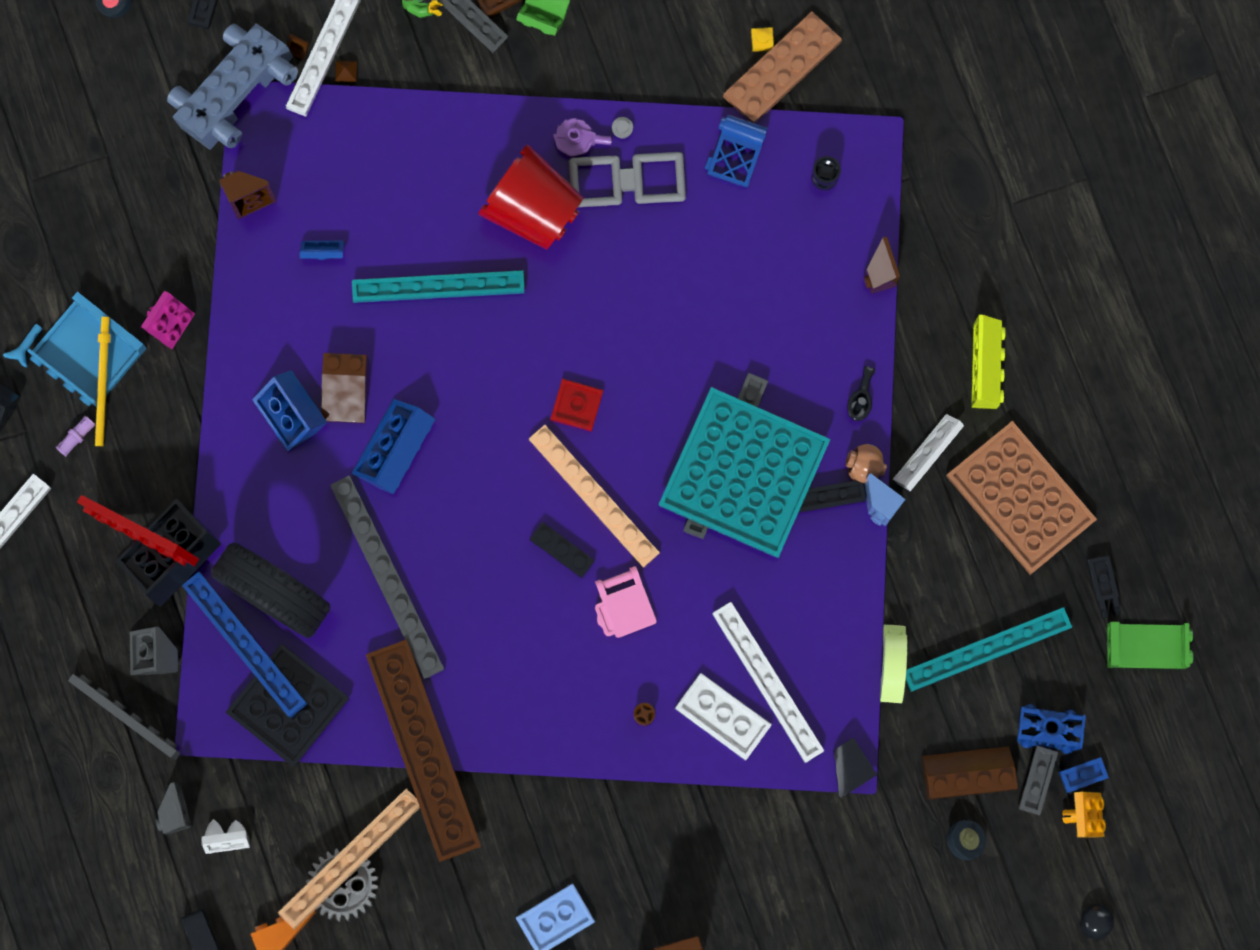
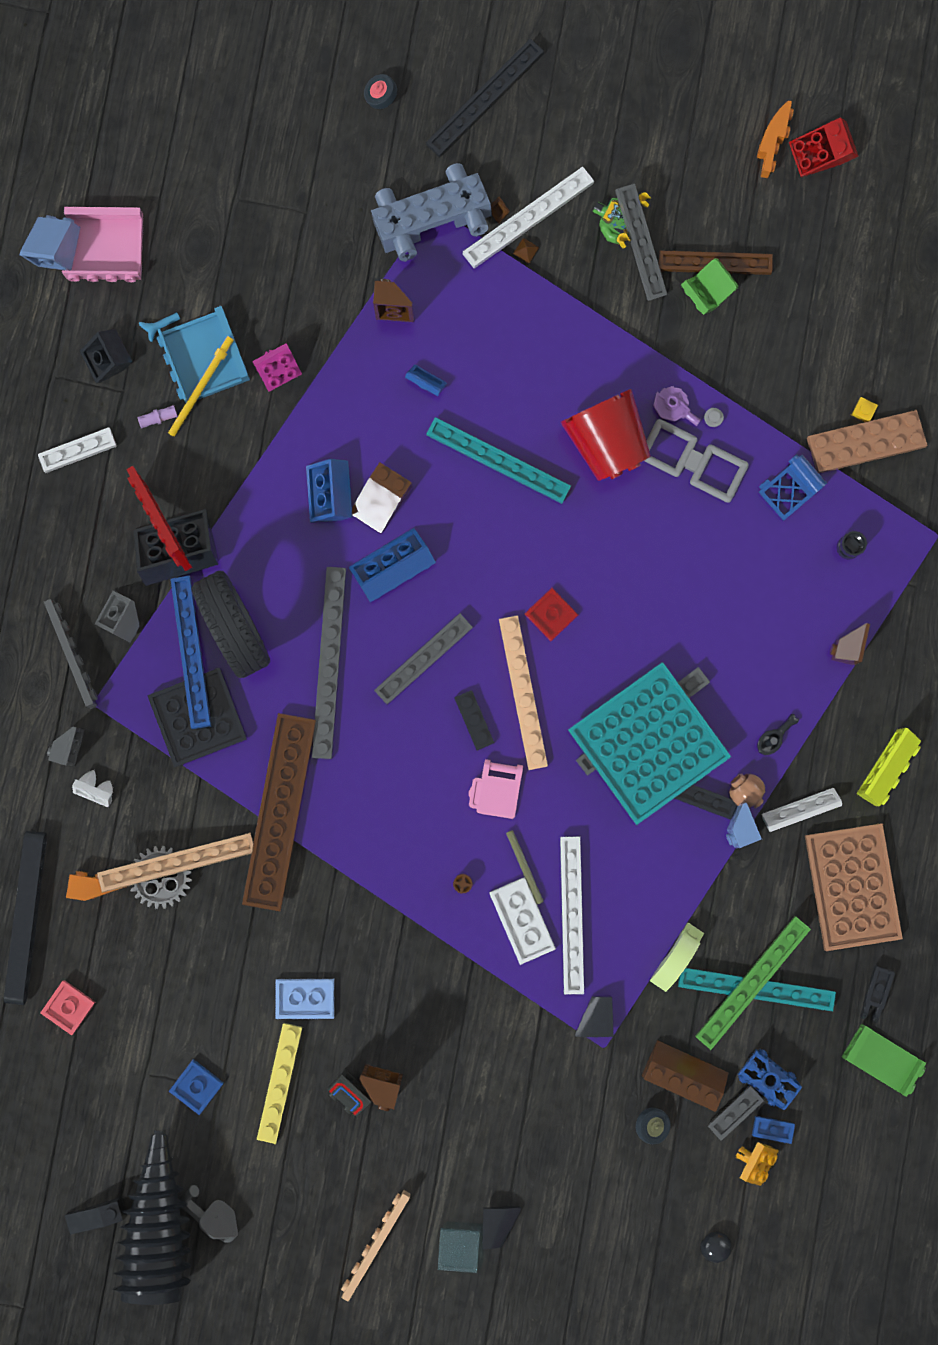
camera: 35 degrees right, 5 degrees up
(477, 519) = (423, 659): none -> dark grey plate
(694, 663) = (524, 866): none -> olive bar
(979, 644) = (752, 982): none -> bright green plate

